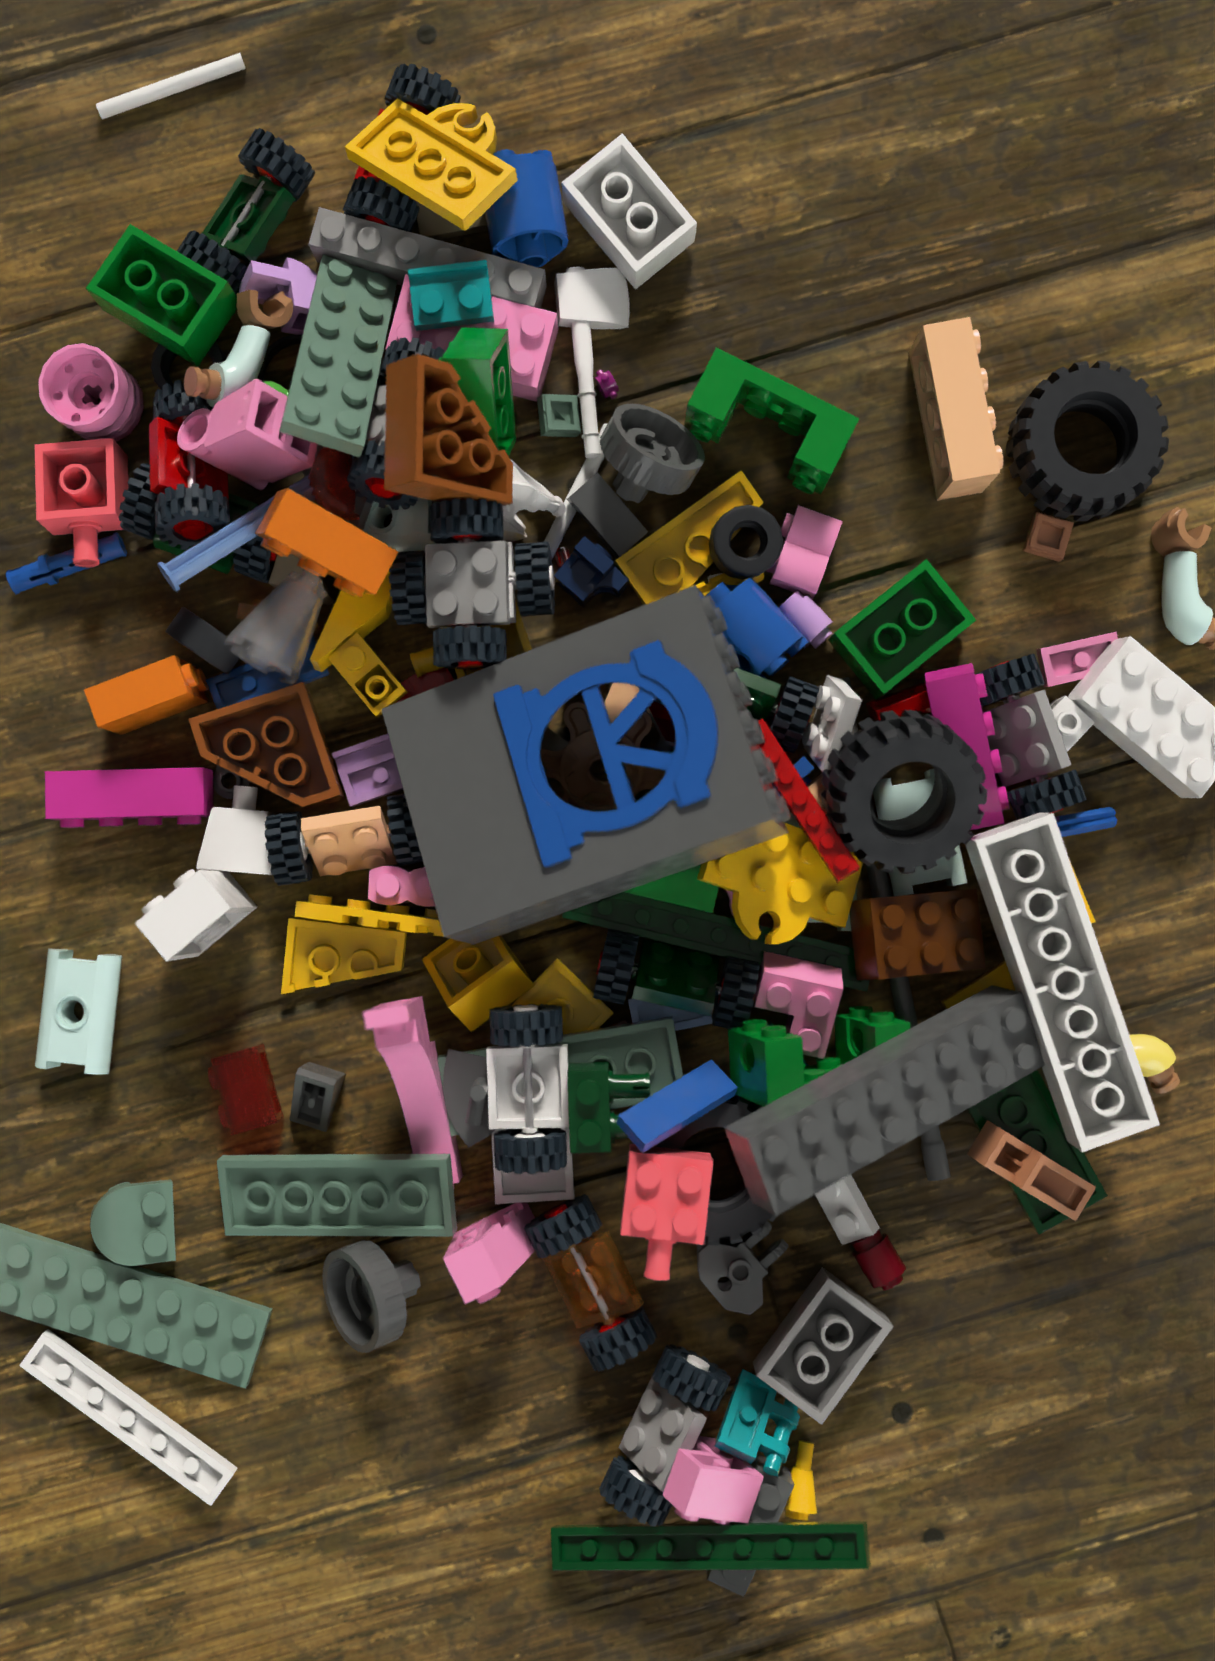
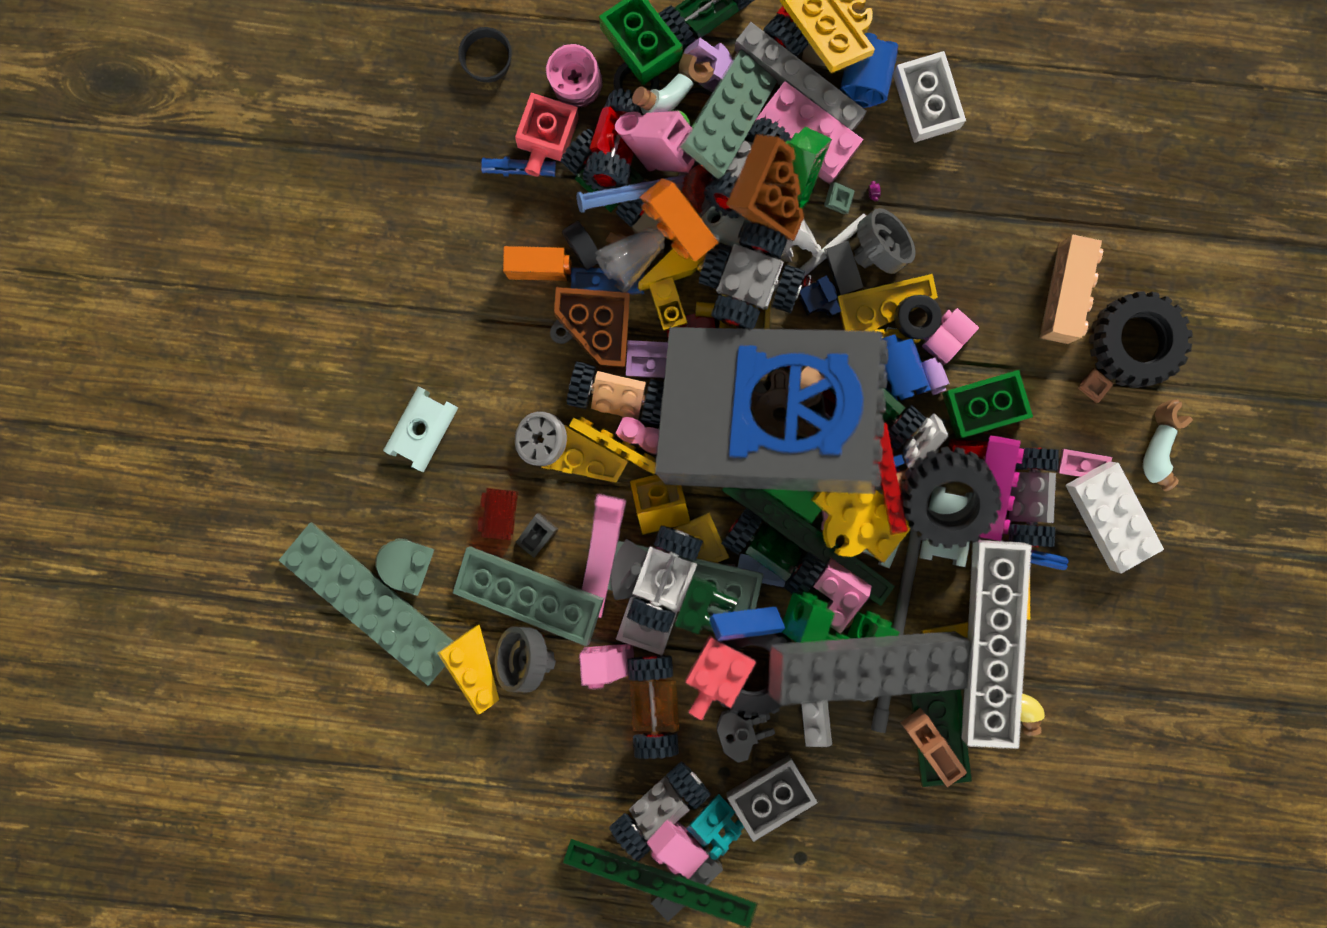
camera: 20 degrees right, 0 degrees up
(128, 795) = (501, 316): dark pink brick -> none
(128, 1417) = (354, 674): white plate -> none
(195, 913) = (514, 400): white brick -> none
(236, 836) = (554, 367): white torso -> none
(282, 948) = (551, 430): none -> light grey wheel
(299, 1337) = (471, 669): none -> yellow wing
(451, 295) = (806, 105): teal plate -> none
(584, 303) = (881, 138): white piece -> none
(734, 382) = (948, 220): green plate -> none
(802, 1498) = (724, 879): yellow cone -> none
(879, 1260) = (823, 763): dark red brick -> none
(916, 934) = (923, 584): reddish brown brick -> none
(1070, 720) = (1063, 497): white brick -> none

